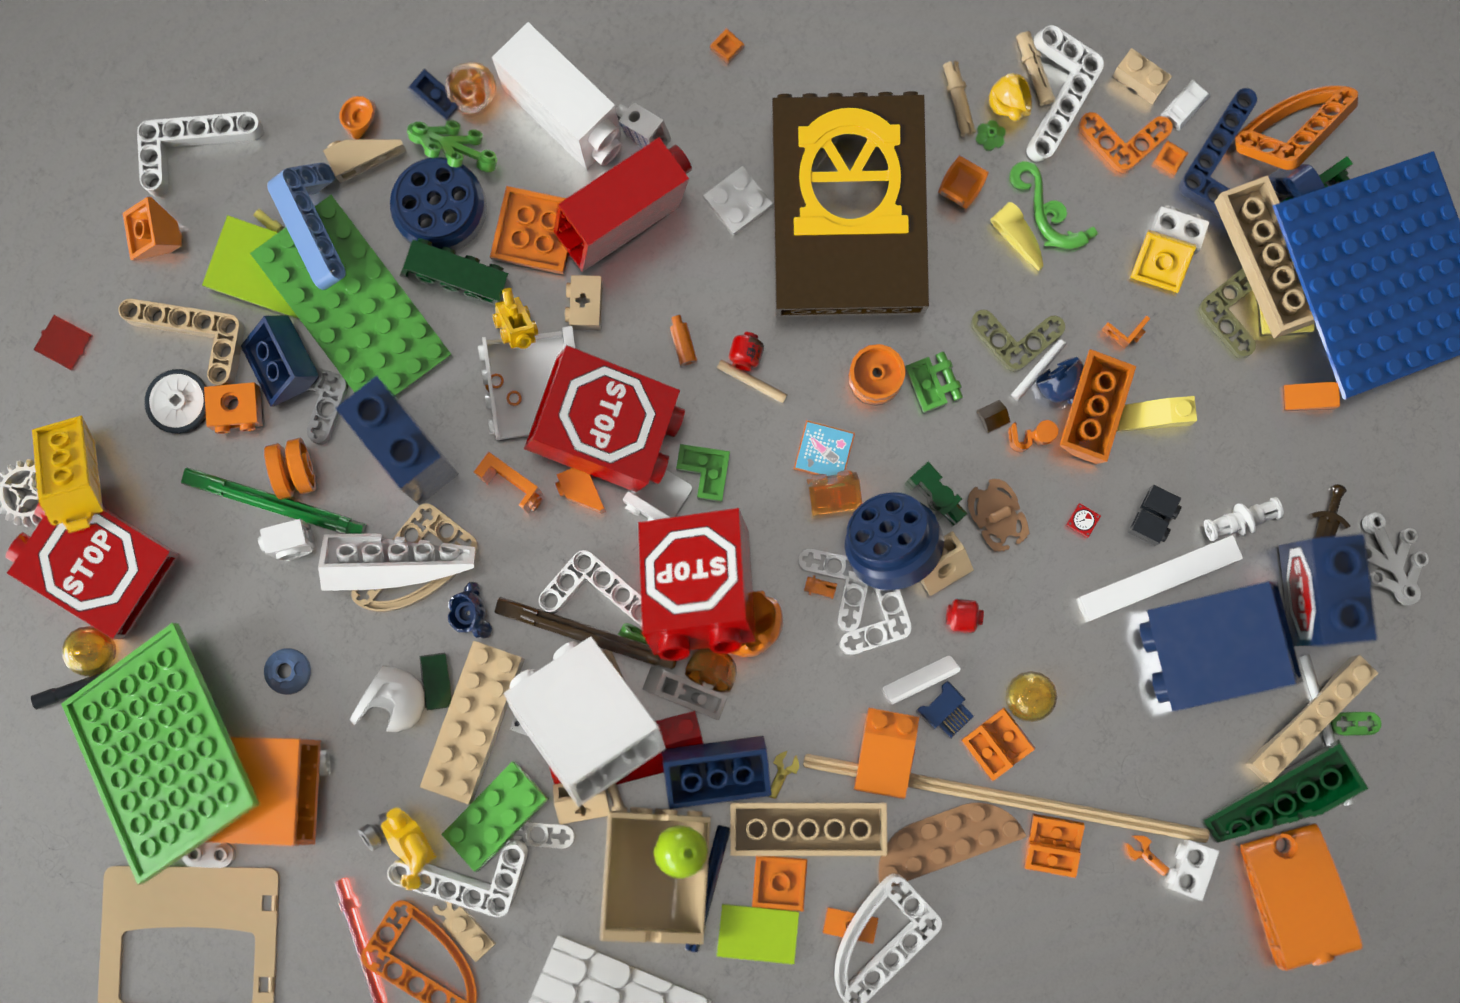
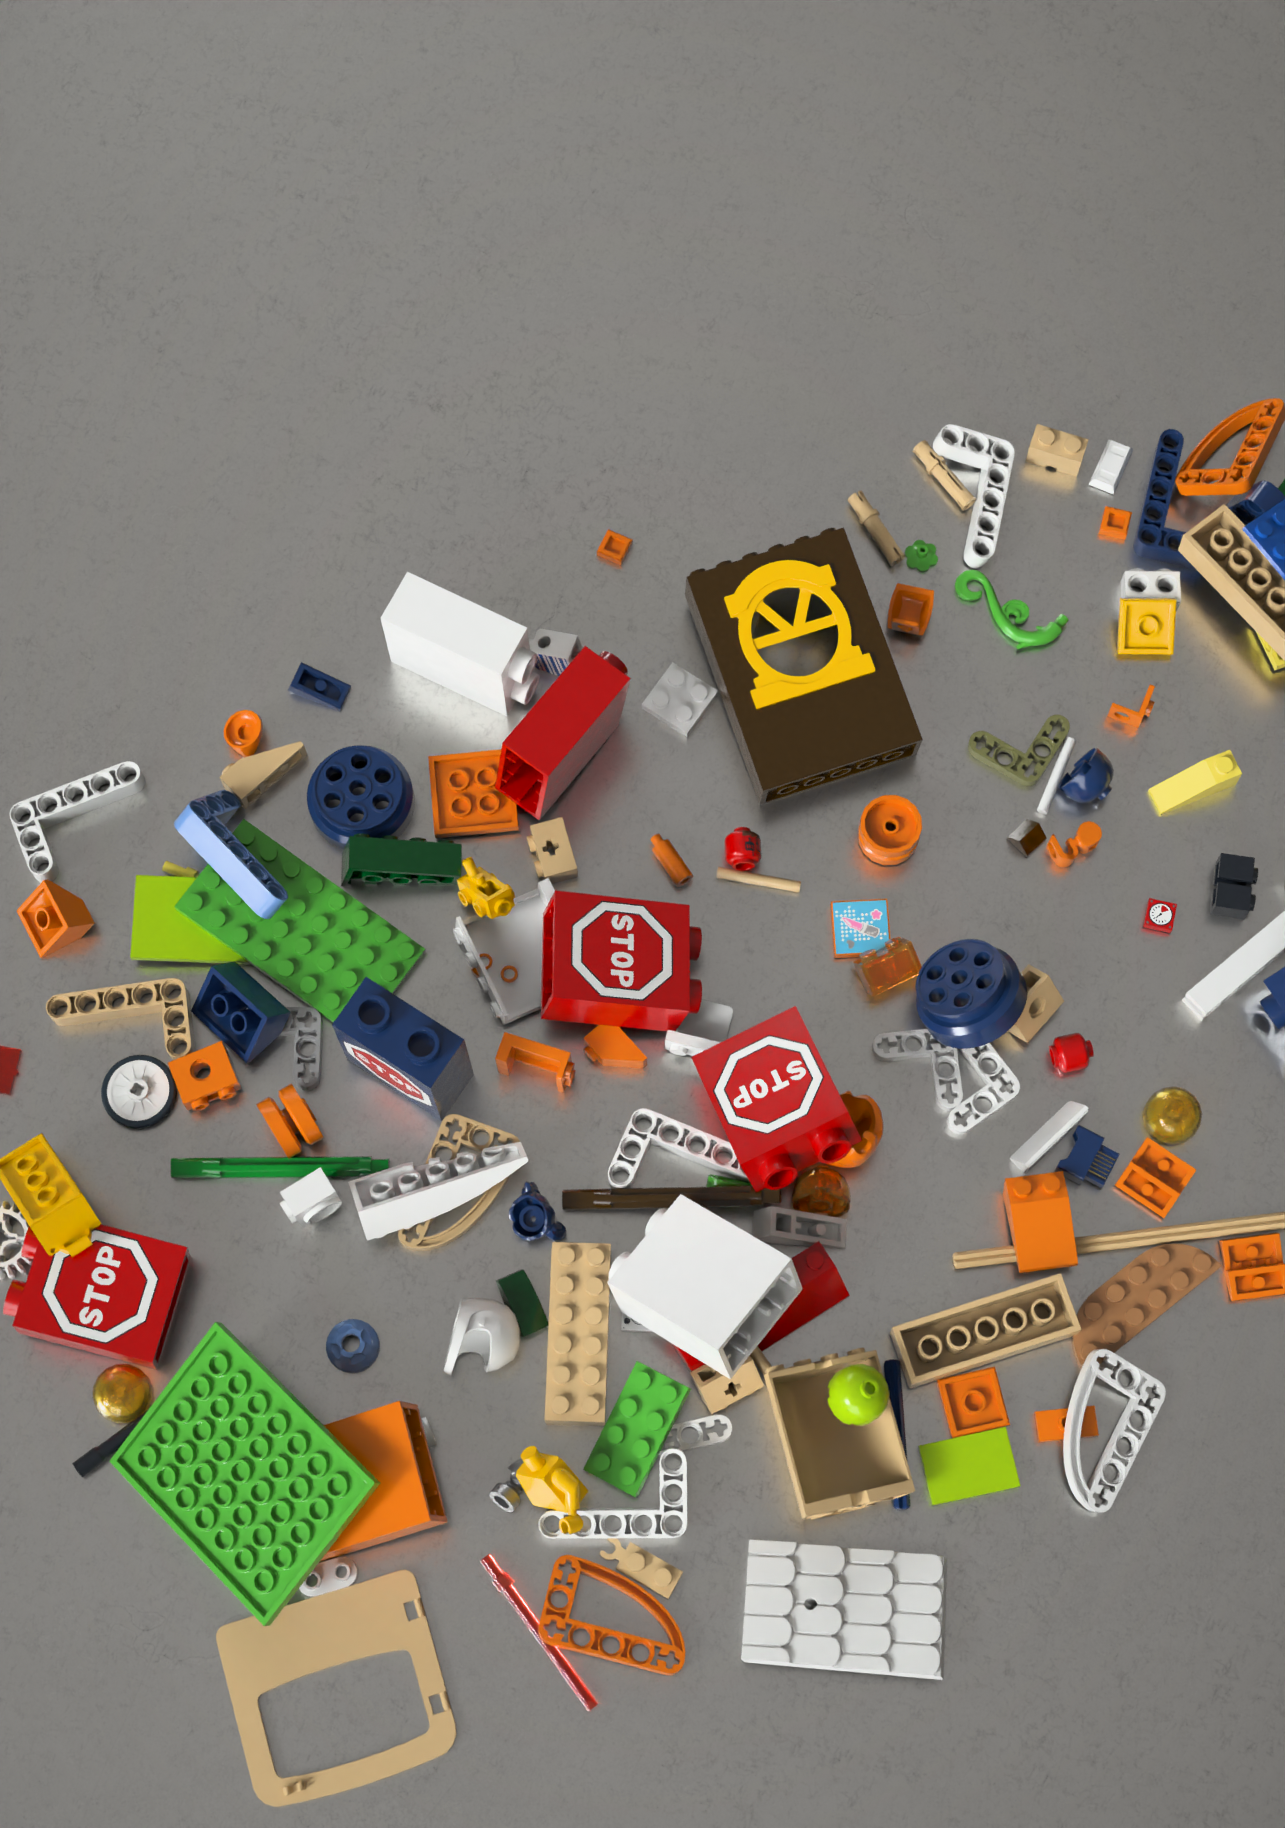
camera: 20 degrees left, 10 degrees down
(451, 145) = (359, 731): bright green plant -> none
(471, 86) = (358, 665): clear orange cylinder -> none
(711, 465) = (744, 978): bright green plate -> none
(716, 772) = (865, 1300): dark blue brick -> none
(782, 773) = (934, 1283): light yellow bar -> none
(820, 587) = (906, 1071): orange pin -> none
(926, 383) = (946, 826): bright green plate -> none
(939, 497) = (999, 932): dark green hips -> none
(997, 514) = (1067, 936): medium nougat shield -> none
(1011, 97) = (929, 509): yellow piece -> none
(1012, 226) = (983, 643): light yellow piece -> none
(1097, 407) = (1134, 792): orange slope -> none
(1127, 149) = (1067, 527): orange beam -> none
(1222, 305) = (1223, 653): olive beam -> none

